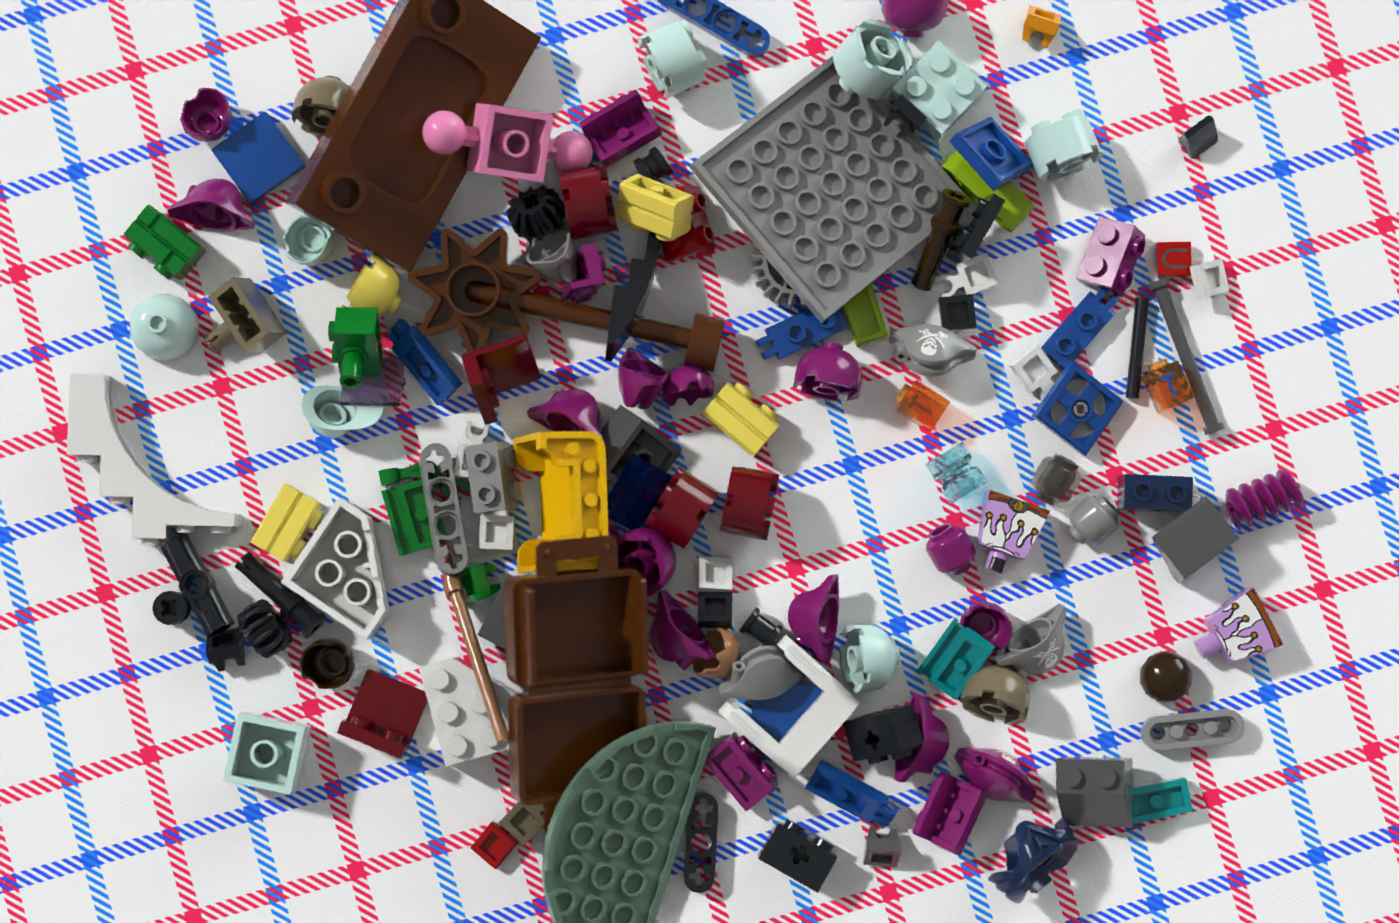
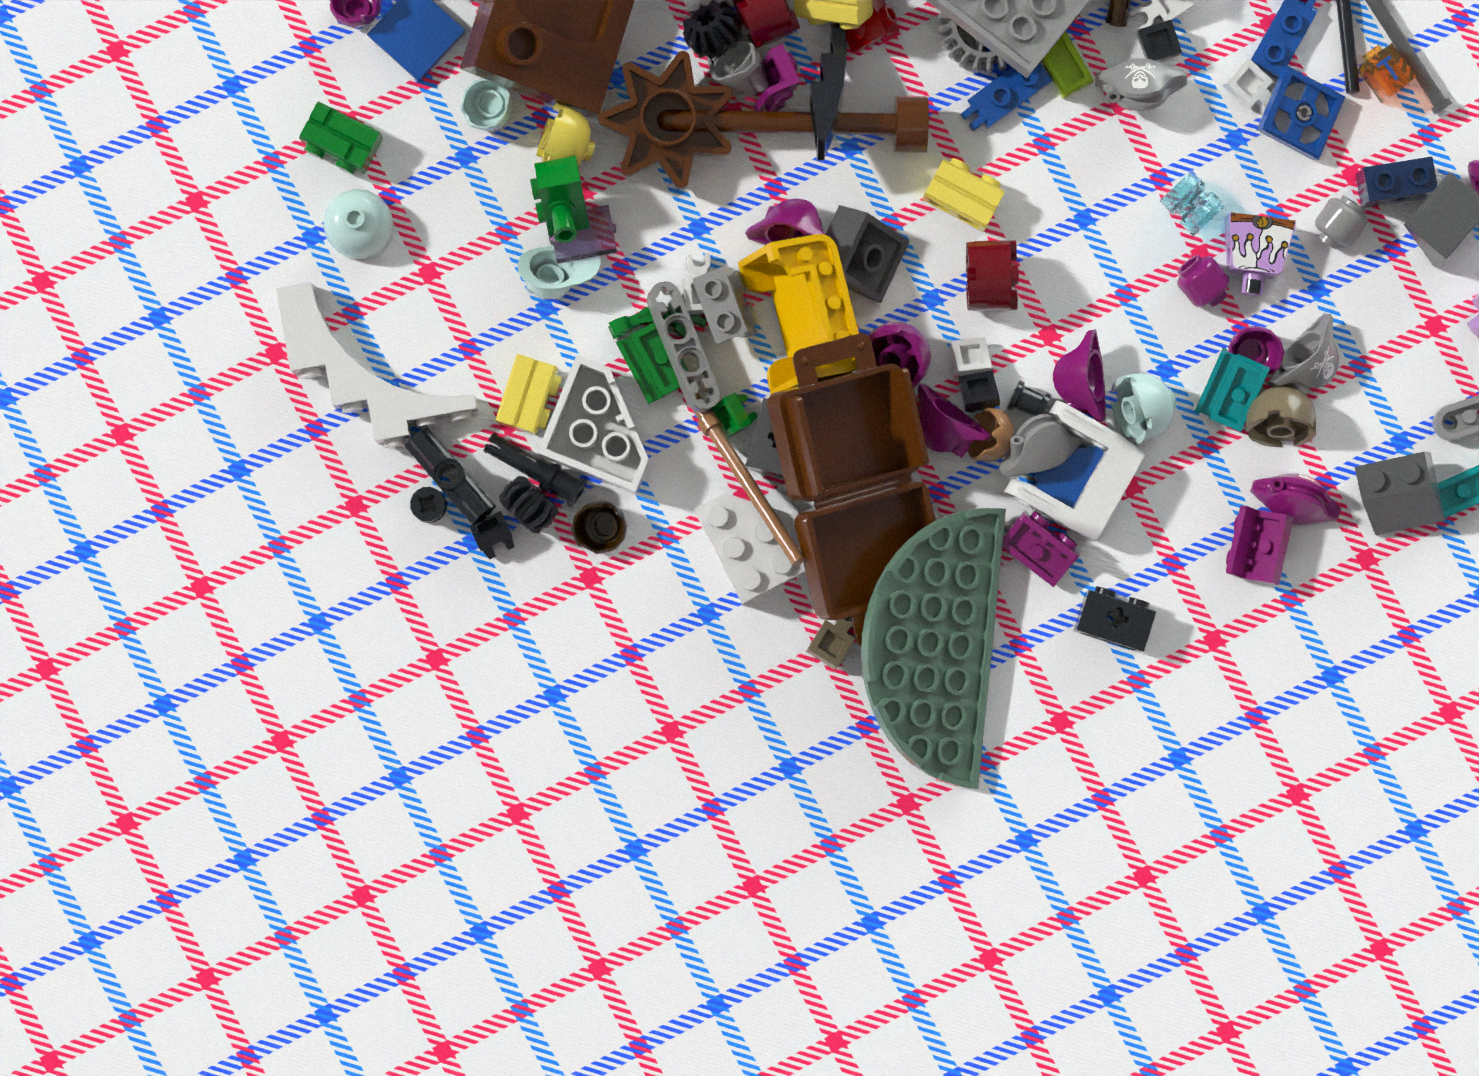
camera: 15 degrees left, 0 degrees up
(213, 206) = (383, 91): magenta hat -> none
(245, 317) = (440, 196): dark tan brick -> none
(266, 753) = (558, 628): light aqua brick -> none
(384, 714) = (667, 565): dark red bracket -> none
(423, 361) = (630, 203): blue hinge -> none
(494, 845) = (805, 675): red tile -> none
(496, 532) = (741, 360): white plate -> none
(497, 370) = (710, 194): dark red bracket -> none
(636, 492) = (875, 289): clear blue plate -> none
(639, 380) = (854, 176): magenta hat -> none
(681, 507) = (924, 294): dark red brick -> none
(687, 383) = (902, 171): magenta hair -> none
(708, 868) = (1028, 653): black beam -> none
(828, 373) = (1043, 129): magenta cylinder -> none
(851, 794) = (1155, 548): blue hinge -> none
(882, 851) = (1198, 598): dark grey tile -> none
(883, 733) = (1176, 477): black brick -> none
(921, 405) = (1142, 143): clear orange brick -> none
(935, 746) = (1213, 479): magenta hat -> none
(1033, 855) = (1352, 570): dark blue piece -> none
(1056, 479) = (1294, 189): clear smoke head -> none
(1166, 676) = (1446, 364): dark brown hair -> none

